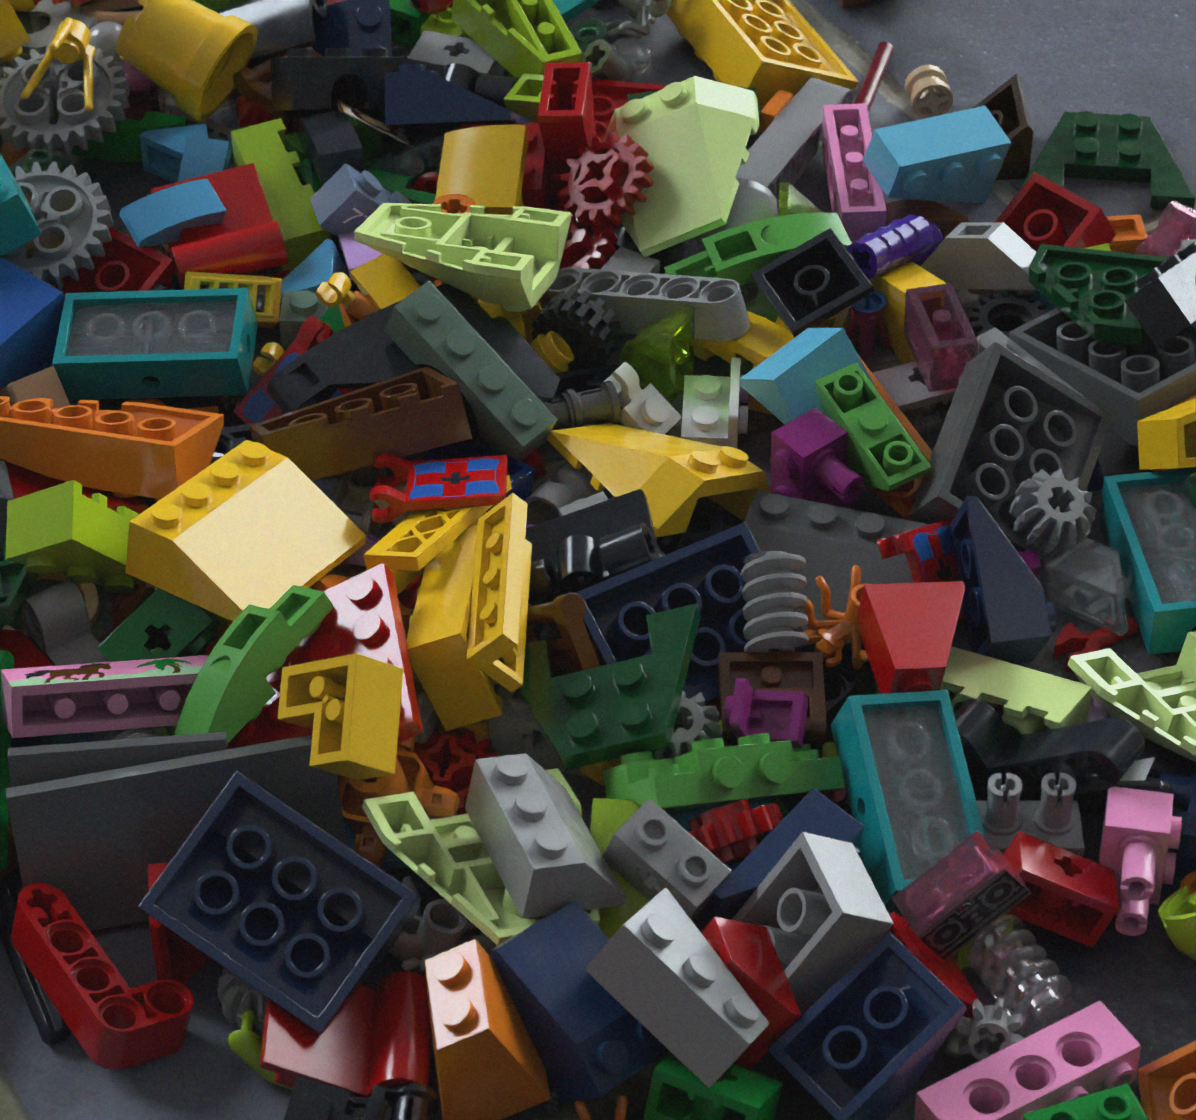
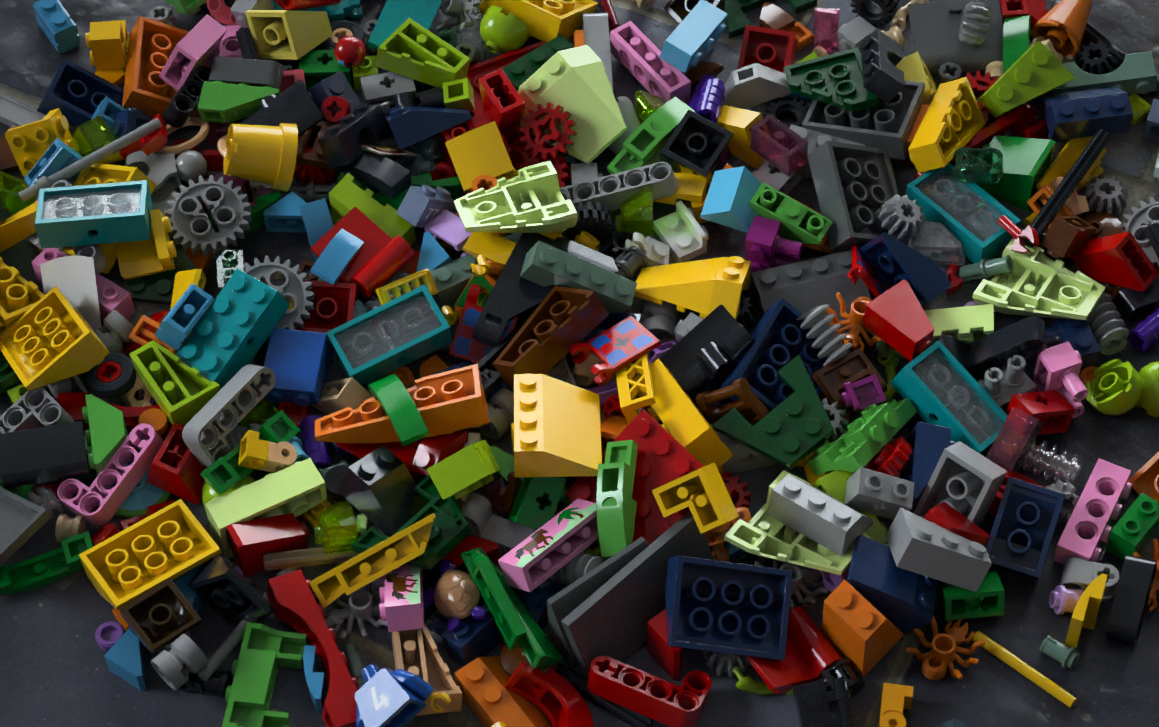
camera: 30 degrees left, 10 degrees up
(53, 423) = (399, 409): none -> green slope
(68, 47) = (201, 183): yellow plant -> none
(337, 27) = (340, 109): none -> red wheel
(500, 593) = (703, 392): yellow fence -> none
(675, 51) = (502, 32): none -> lime cylinder
(1106, 193) = (775, 18): none -> reddish brown slope
(1152, 653) = (986, 268): none -> sand green axle

